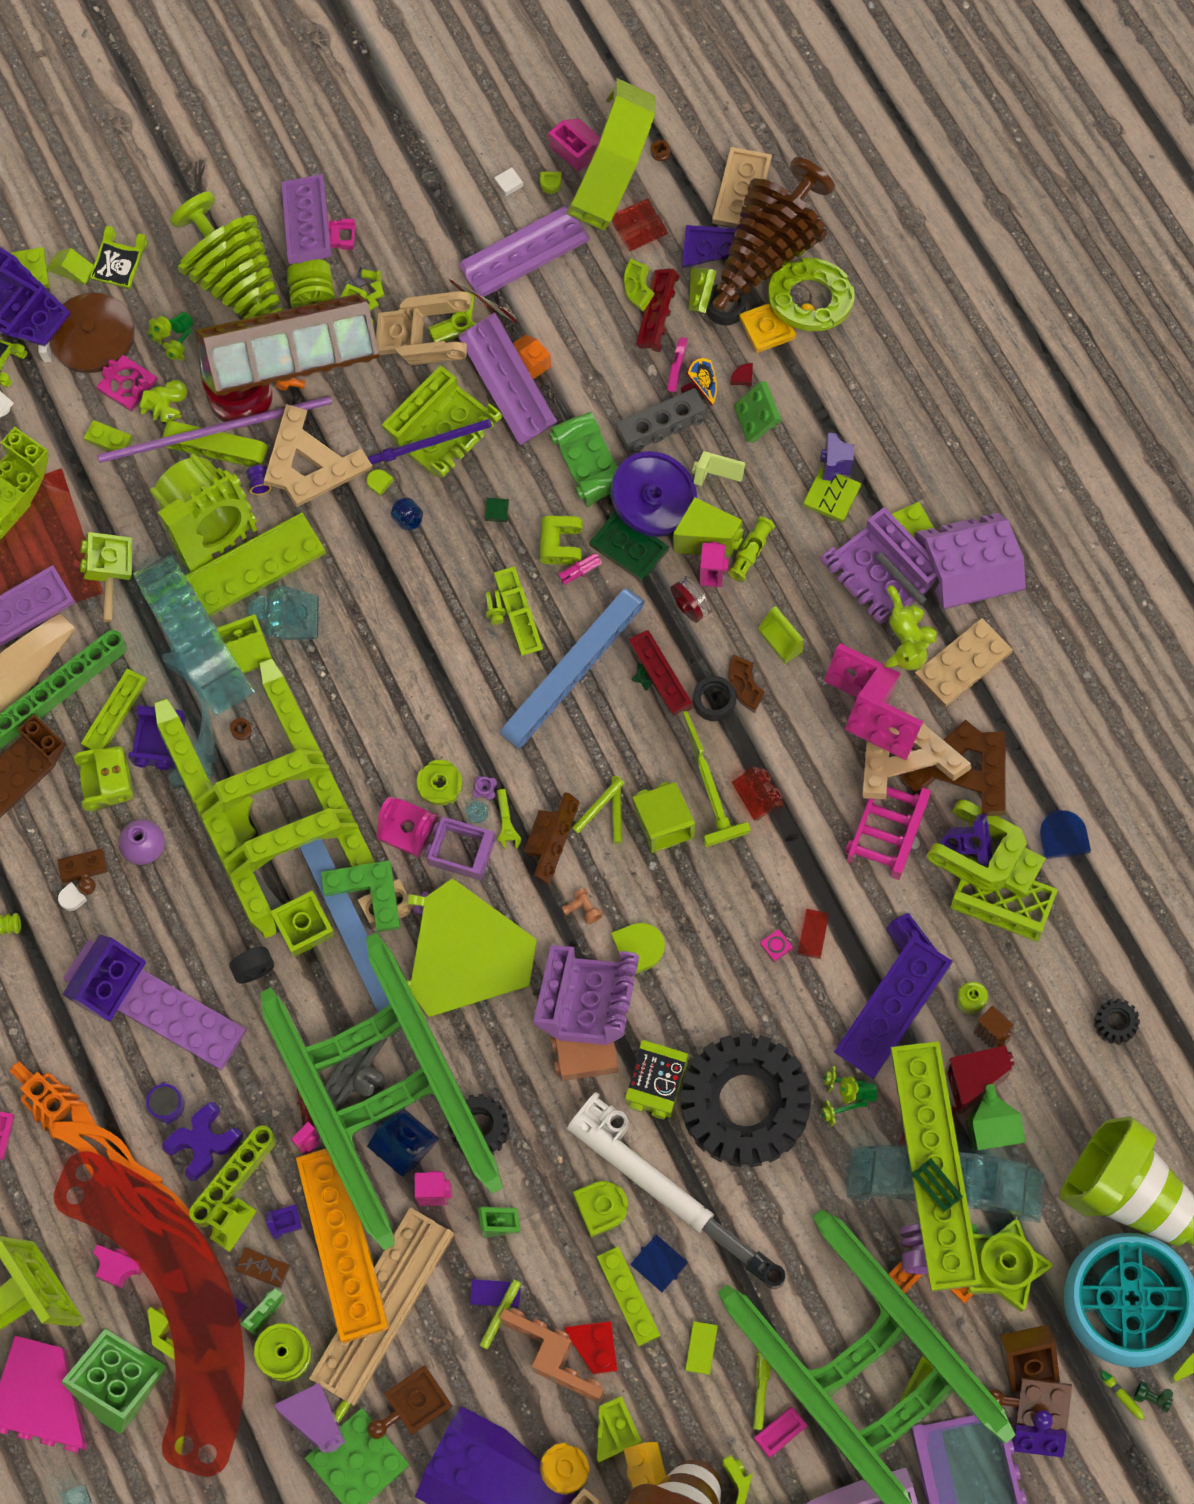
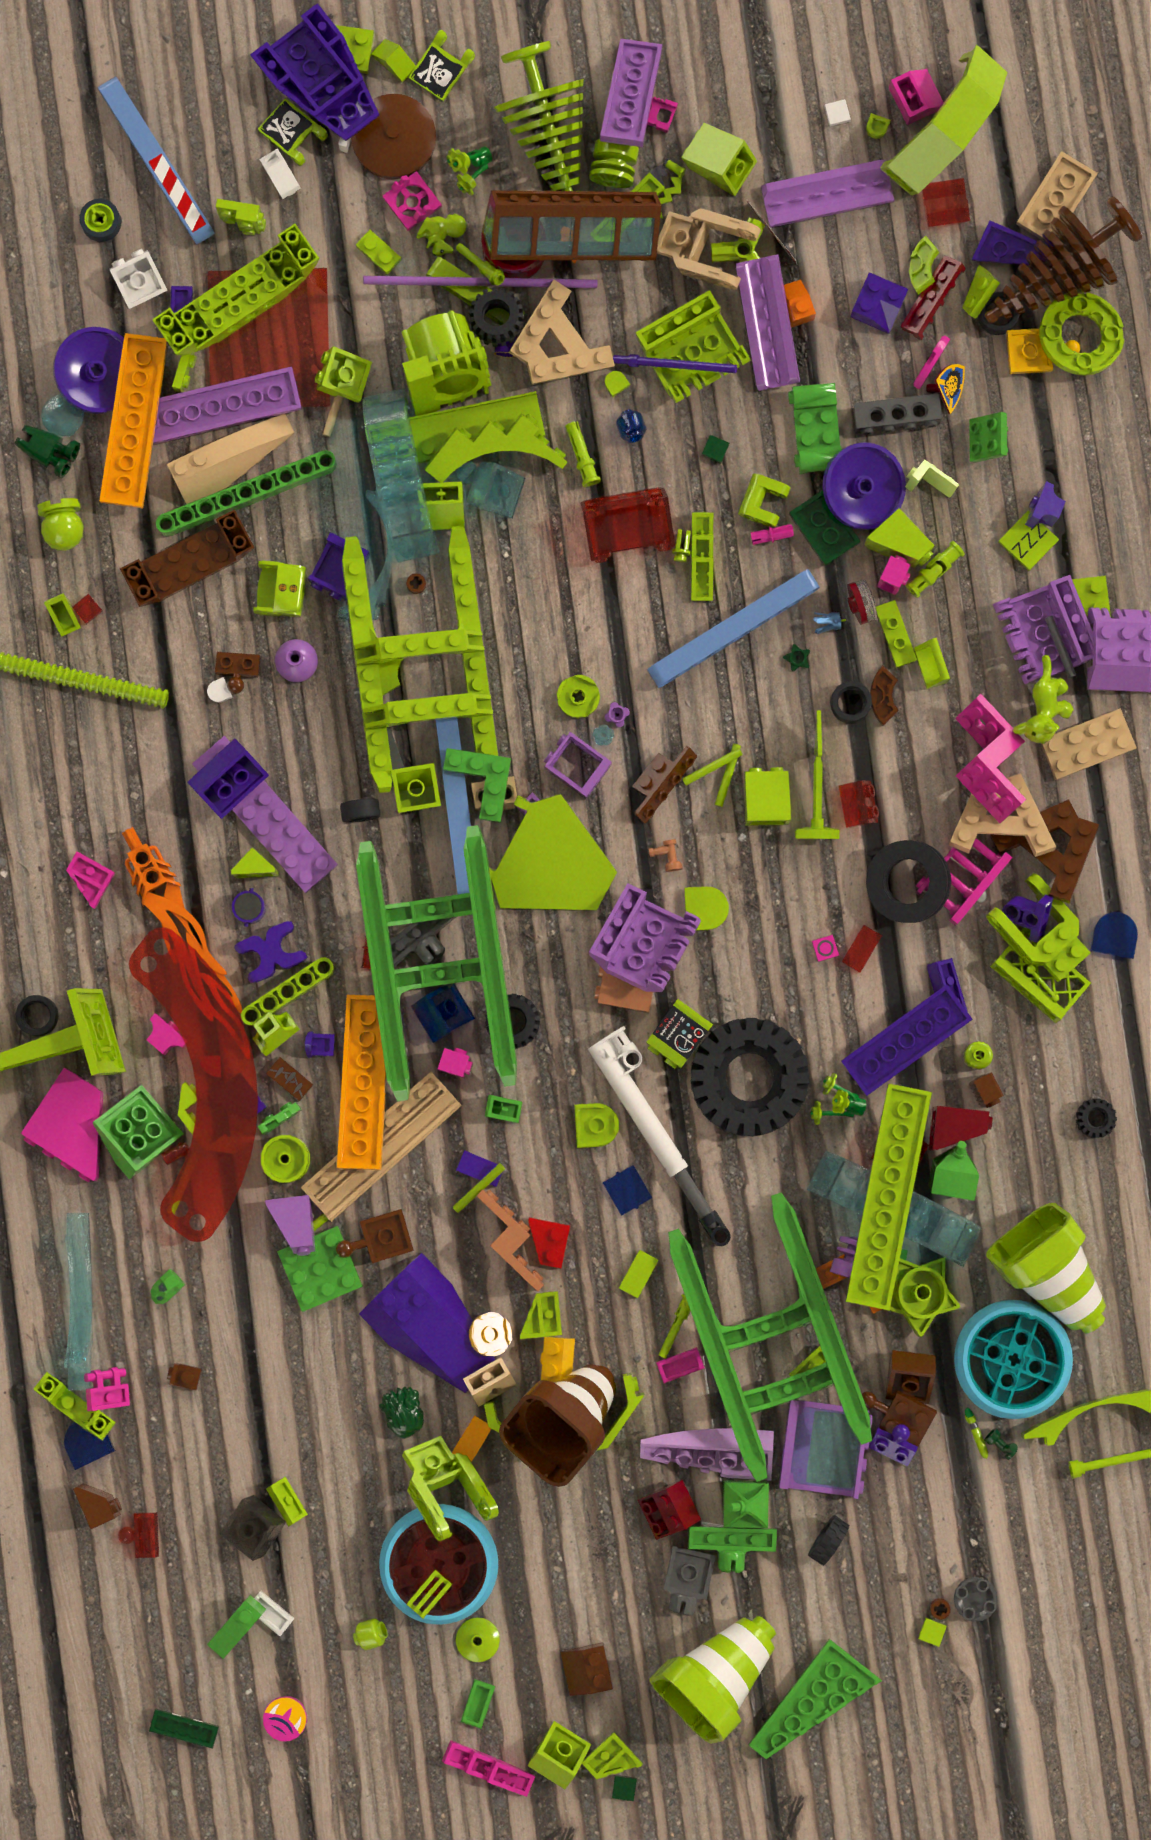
camera: 15 degrees right, 15 degrees up
(114, 711) = (307, 528): lime plate -> none
(158, 1058) = (253, 866): none -> lime slope
(162, 1390) = (175, 1153): none -> clear red pin
(227, 417) = (494, 275): none -> lime pin
(237, 437) = (491, 300): none -> black tyre
(300, 557) = (520, 437): none -> lime arch
(306, 1139) = (361, 983): dark pink plate -> none
(372, 562) = (585, 463): none -> lime pin
(395, 814) = (529, 713): dark pink hose -> none
(411, 252) = (719, 158): none -> lime slope
(434, 603) = (627, 522): none -> clear red windscreen
(508, 832) = (624, 762): lime piece -> none
(608, 329) = (879, 303): none -> dark purple slope
(628, 1296) = (592, 1209): lime plate -> none
(660, 673) = (810, 661): dark red hinge -> none
(664, 155) = (996, 135): reddish brown bush -> none
(668, 627) = (832, 619): none -> flat silver piece
(735, 622) = (895, 634): none -> lime plate
(742, 375) = (989, 392): dark red tile -> none
(804, 842) = (878, 877): none -> black tyre
(923, 1168) = (892, 1216): dark green tile -> none
(992, 895) = (1031, 970): none -> lime hinge

